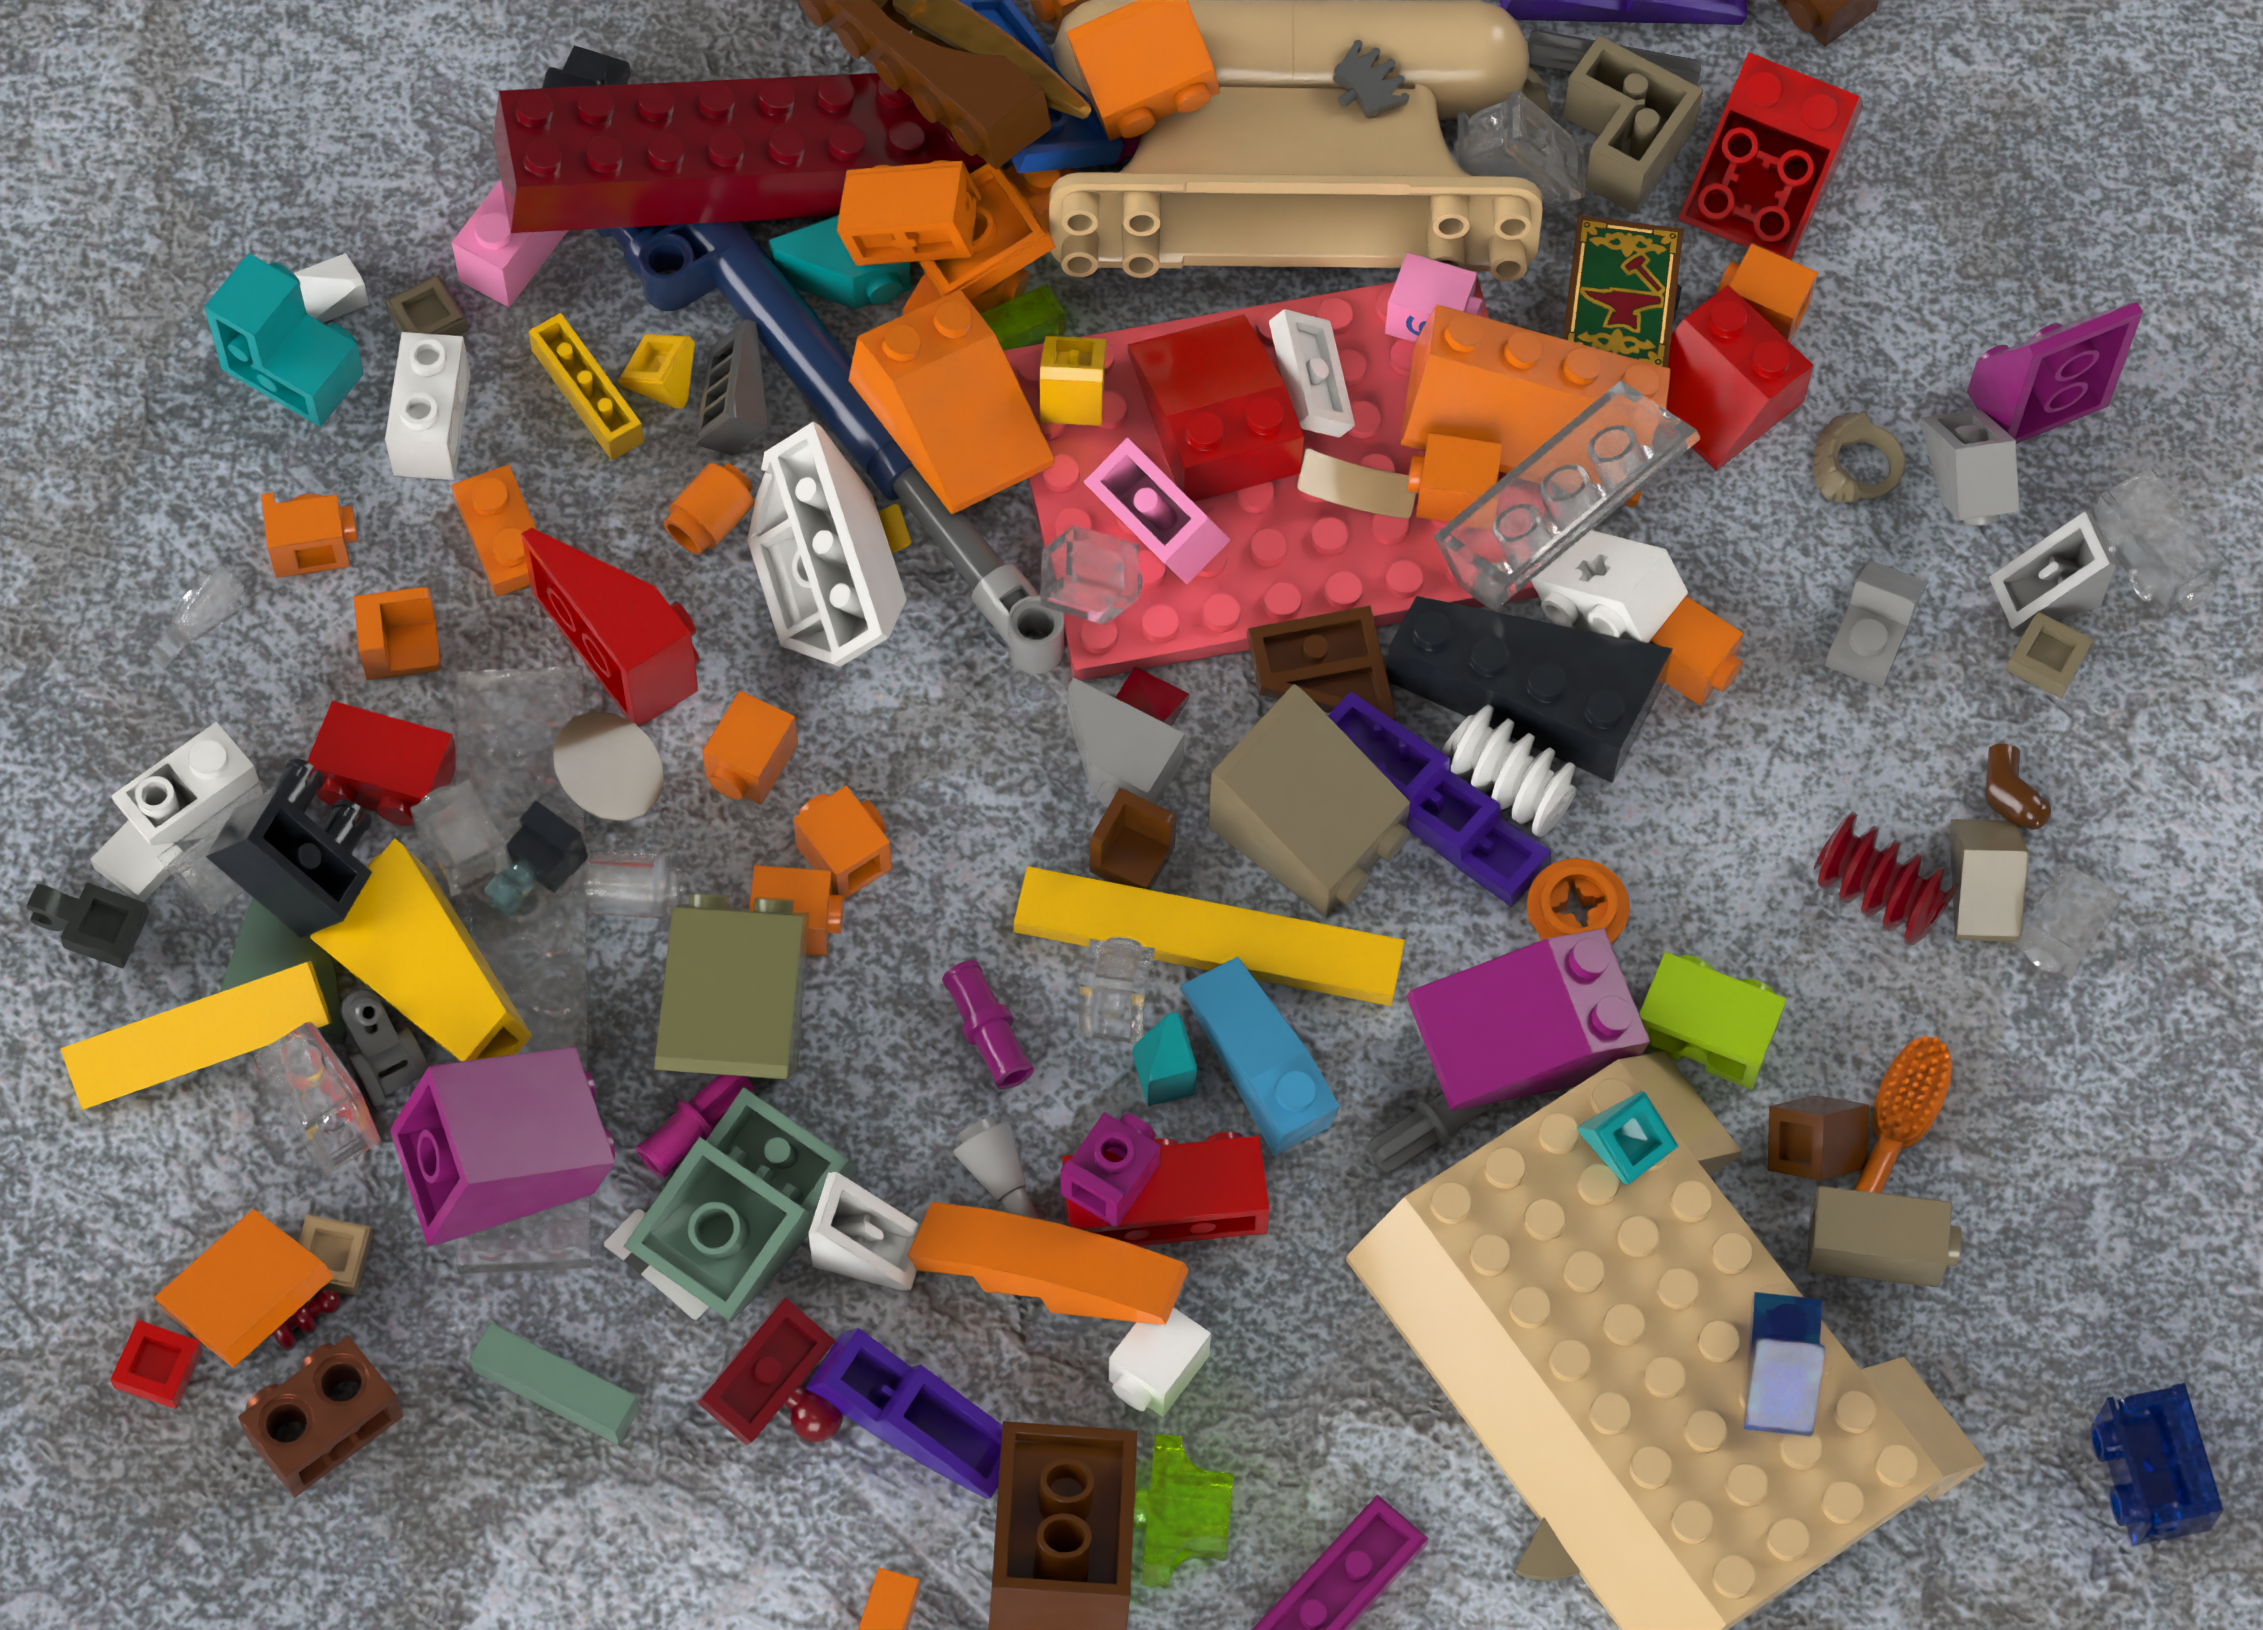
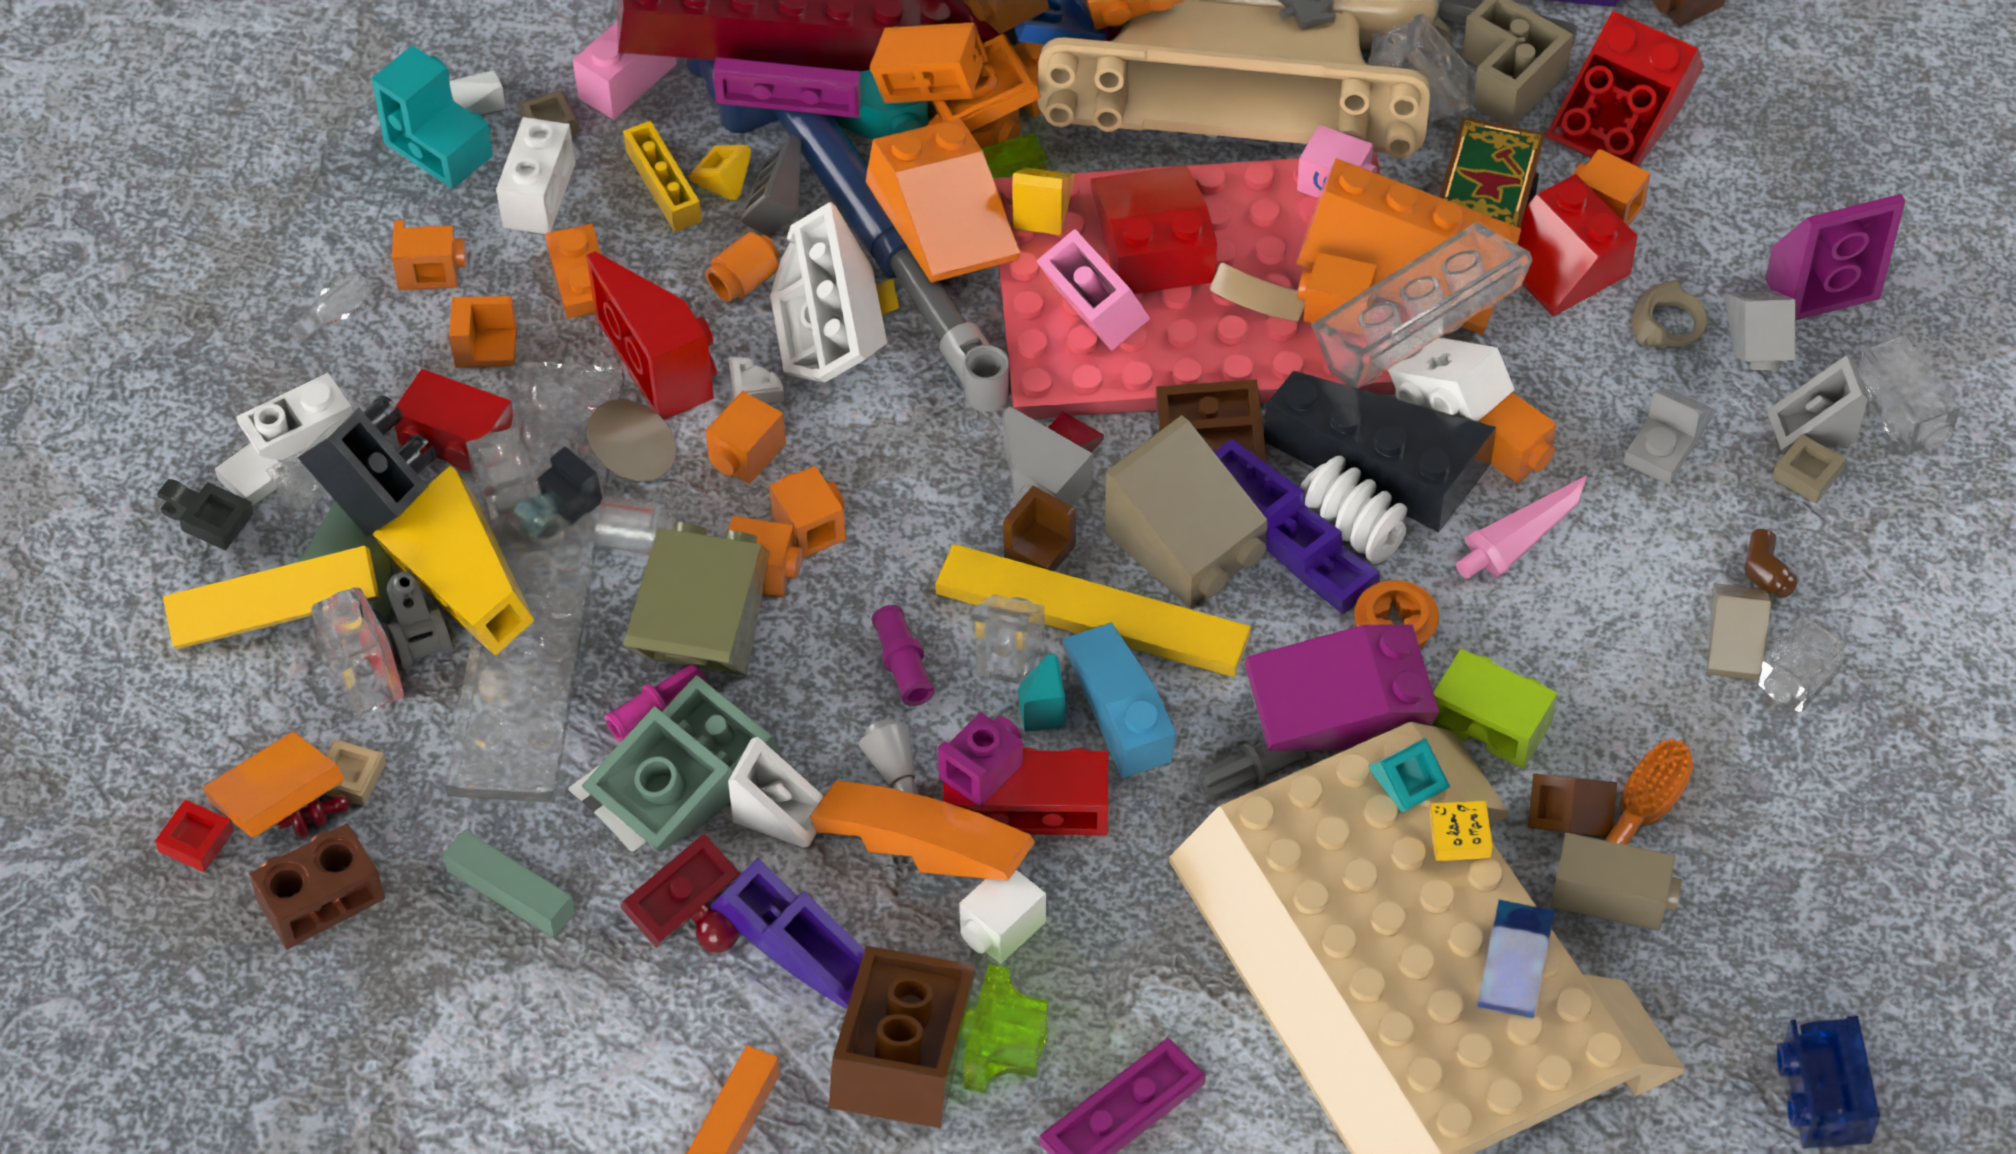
camera: 10 degrees right, 10 degrees down
(500, 1141) = (494, 690): magenta slope -> none
(733, 261) = (787, 87): none -> magenta tile
(745, 666) = (754, 380): none -> white tile
(1090, 575) = (1033, 331): clear brick -> none
(1312, 372) = (1233, 207): white plate -> none
(1546, 1557) = (1303, 1103): dark tan tile -> none
(1698, 1204) = (1460, 830): none -> yellow tile
(1700, 783) = (1509, 538): none -> bright pink bar
(1882, 880) = (1649, 620): dark red piece -> none

